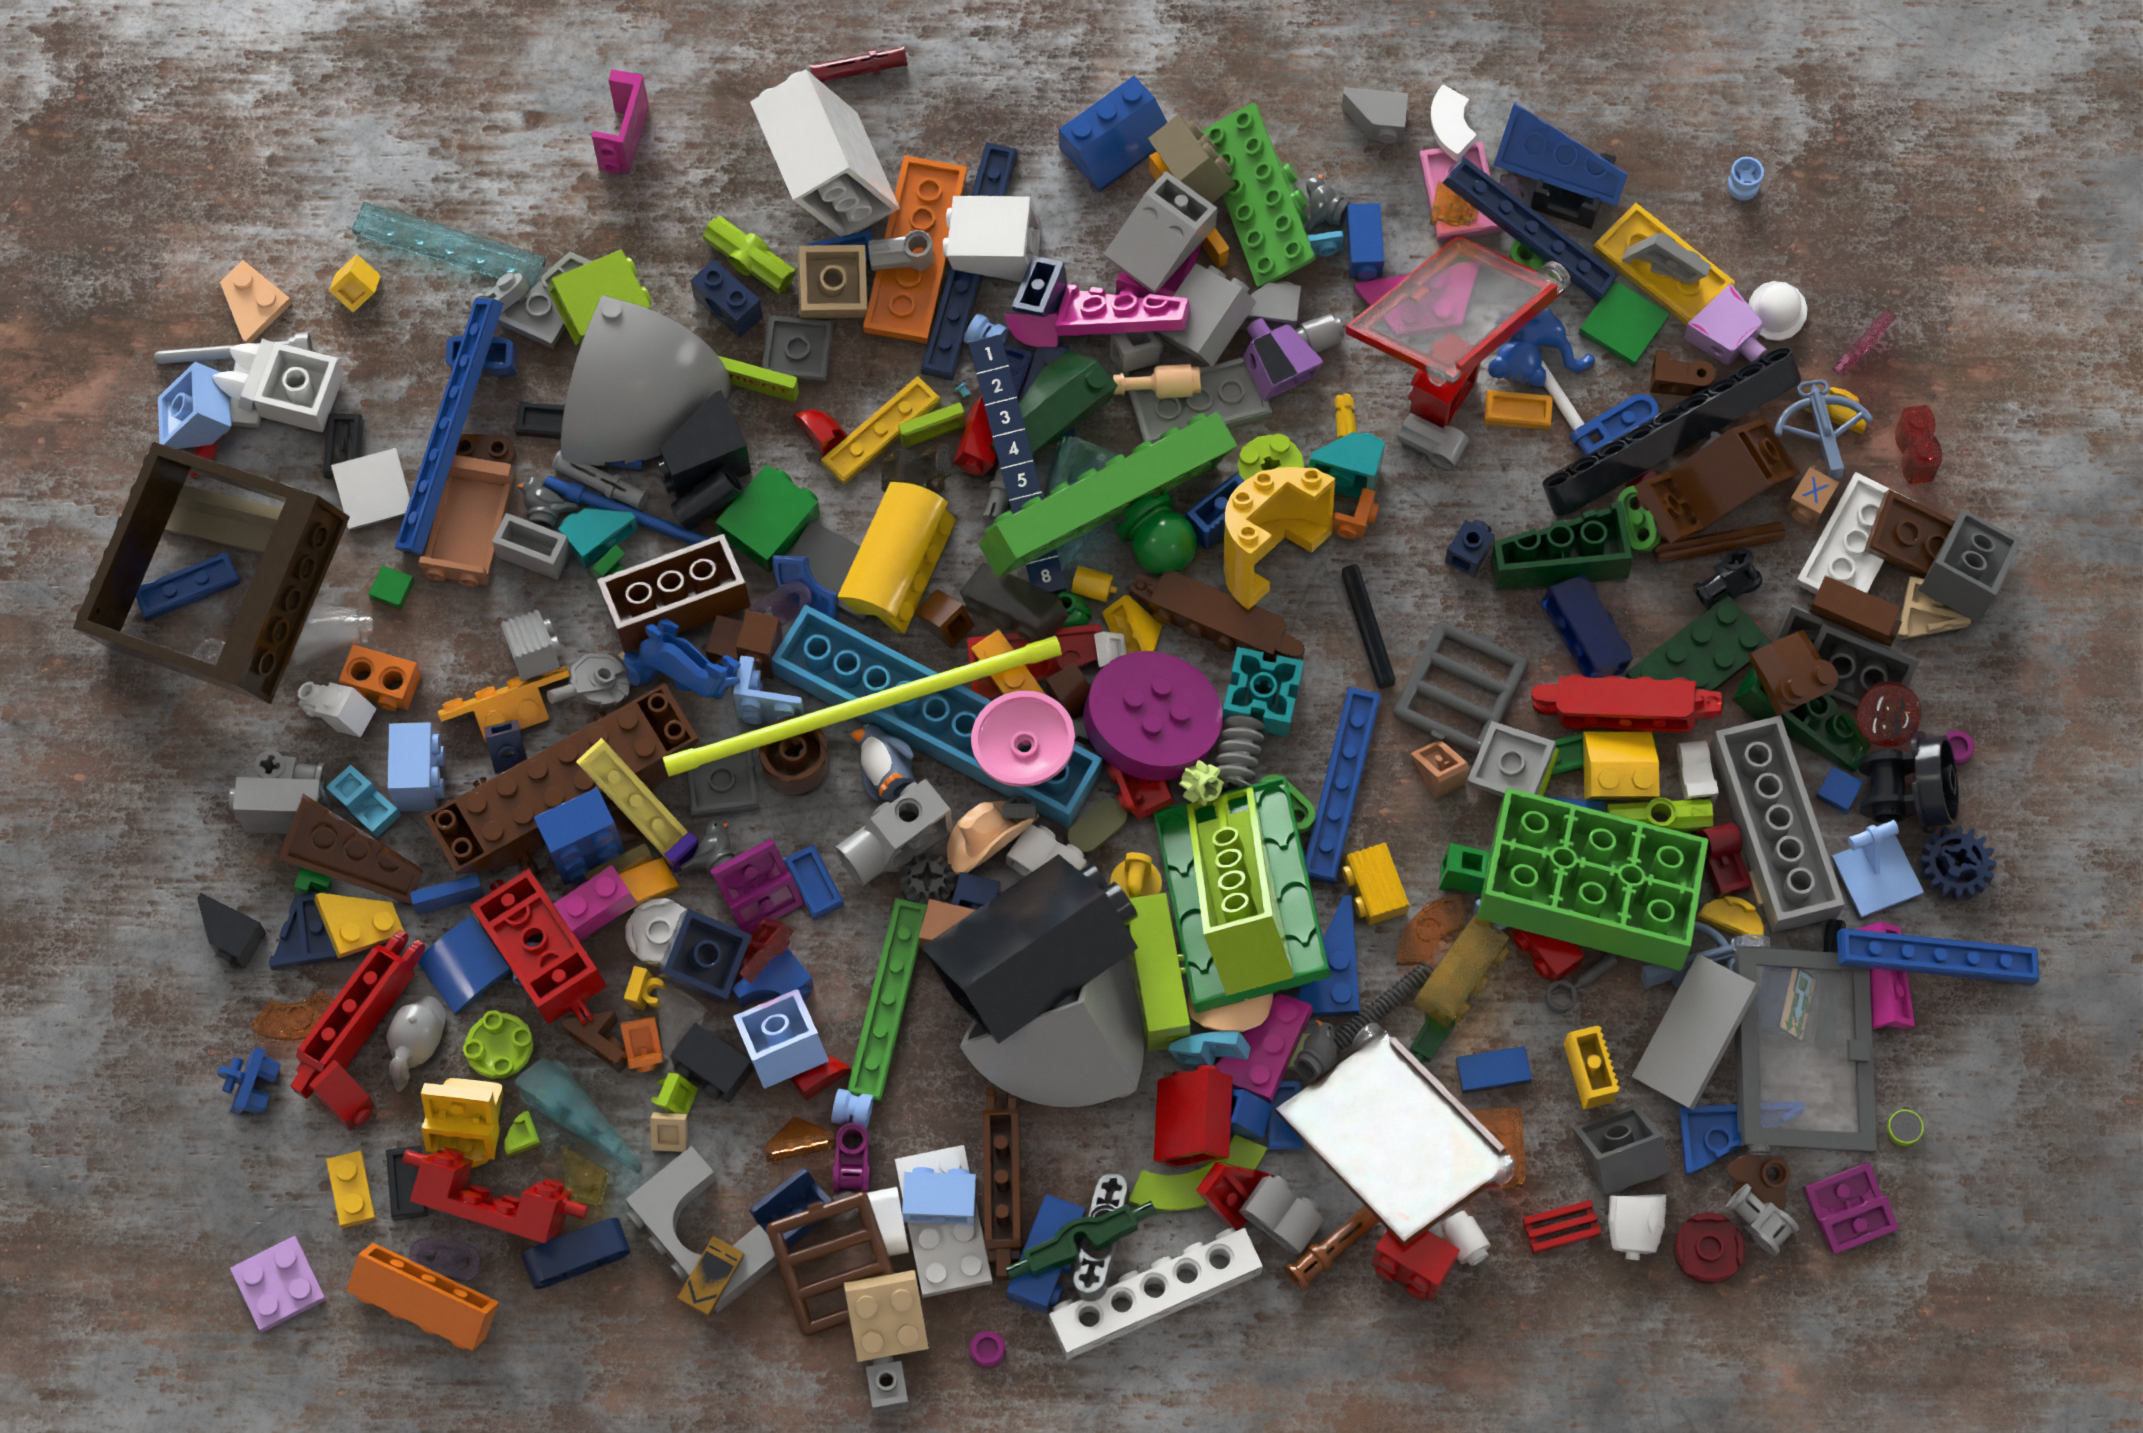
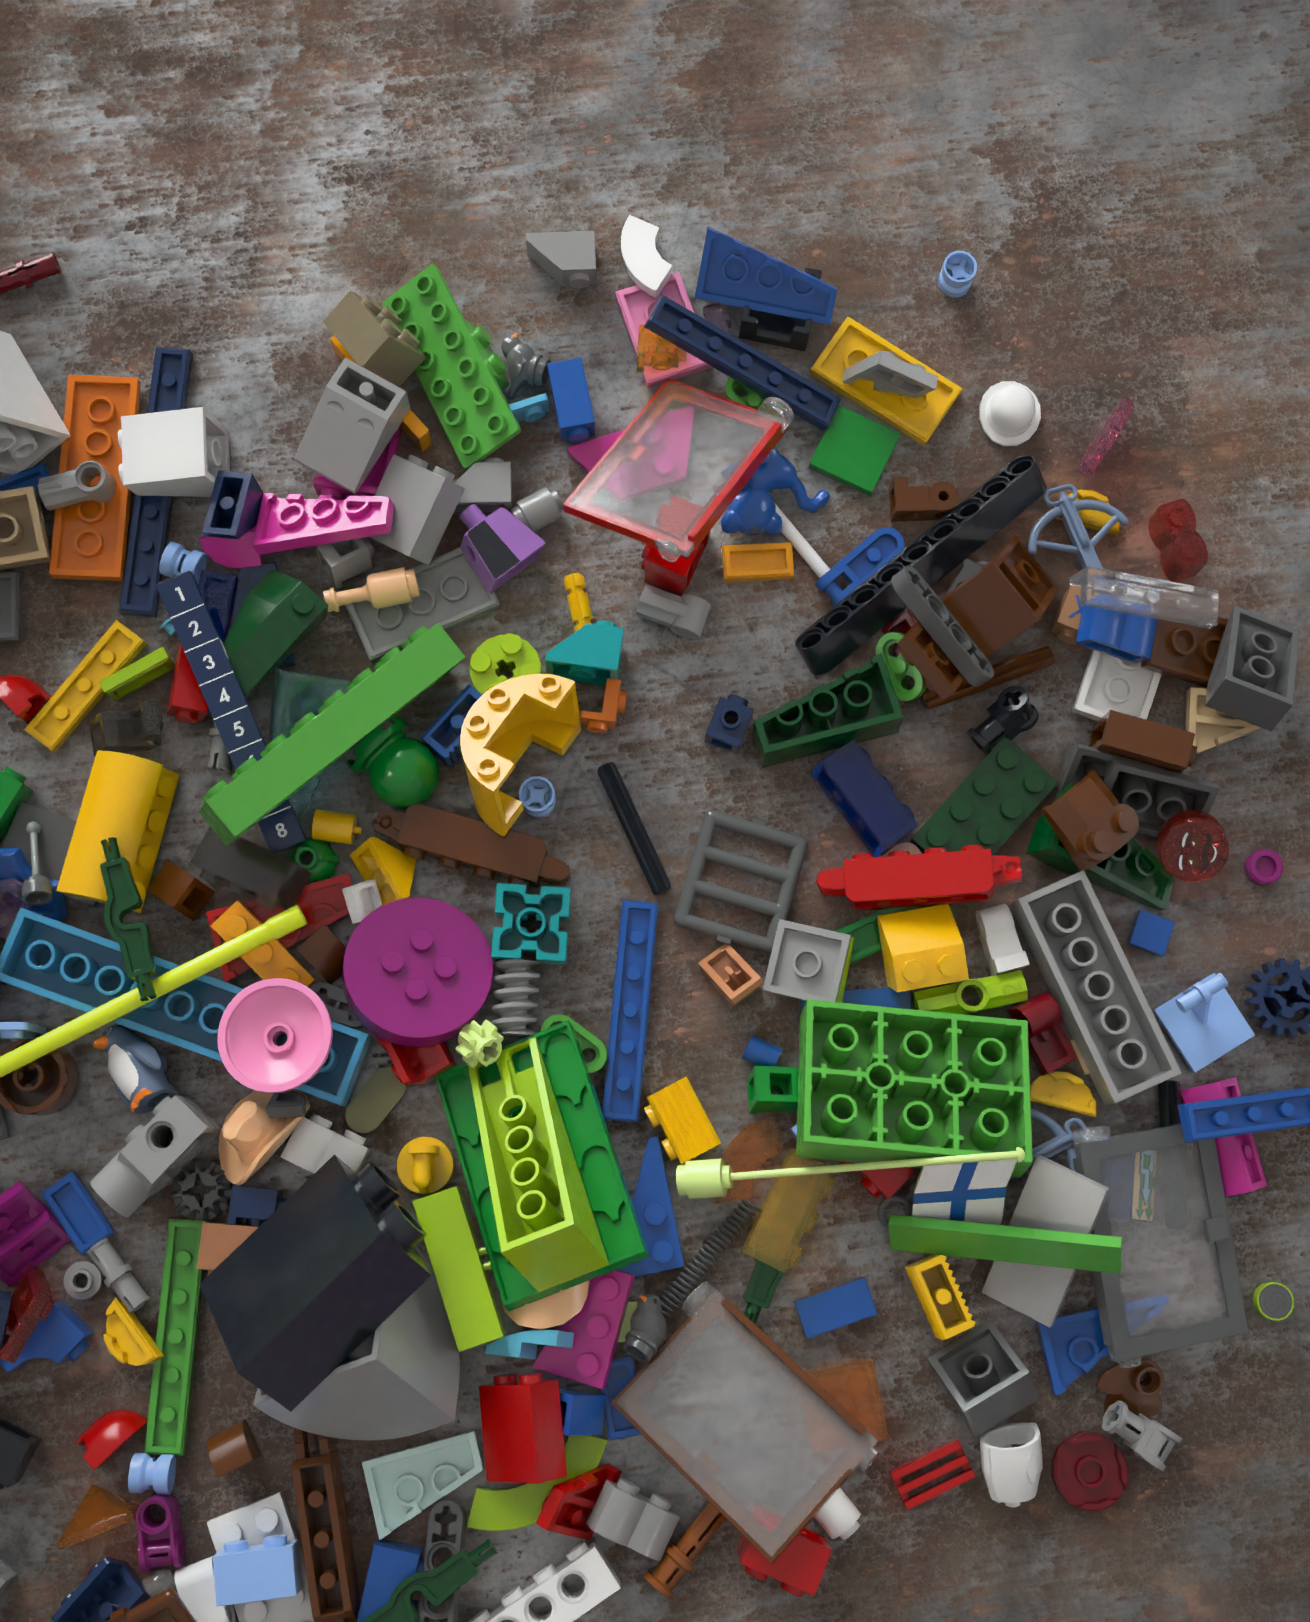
camera: 15 degrees left, 10 degrees up
(781, 1038) = (59, 1414): light blue brick -> none
(815, 947) = (94, 1277): none -> light grey plate
(820, 586) = (37, 888): none -> dark grey hinge
(844, 938) = (118, 1275): none -> light grey pin
(845, 993) = (128, 1338): none -> yellow tile
(904, 638) = (134, 937): none -> dark green piece
(928, 1101) = (232, 1448): none -> reddish brown brick
(1092, 1150) = (418, 1476): none -> light aqua wing
(1113, 133) = (286, 318): blue slope -> none
(1283, 577) = (533, 792): none -> light blue wheel
(1456, 834) = (761, 1052): none -> blue hinge
(1616, 978) = (947, 1187): none -> flag
(1658, 1022) = (1006, 1243): none -> bright green tile
(1680, 482) = (942, 626): none -> dark grey beam
(1727, 328) = (963, 442): lavender torso -> none
(1845, 511) = (1117, 633): none -> blue brick
(1850, 1208) = (1230, 1401): magenta slope -> none
(1875, 482) = (1147, 596): none -> clear panel
(1934, 791) = (1206, 932): black piece -> none

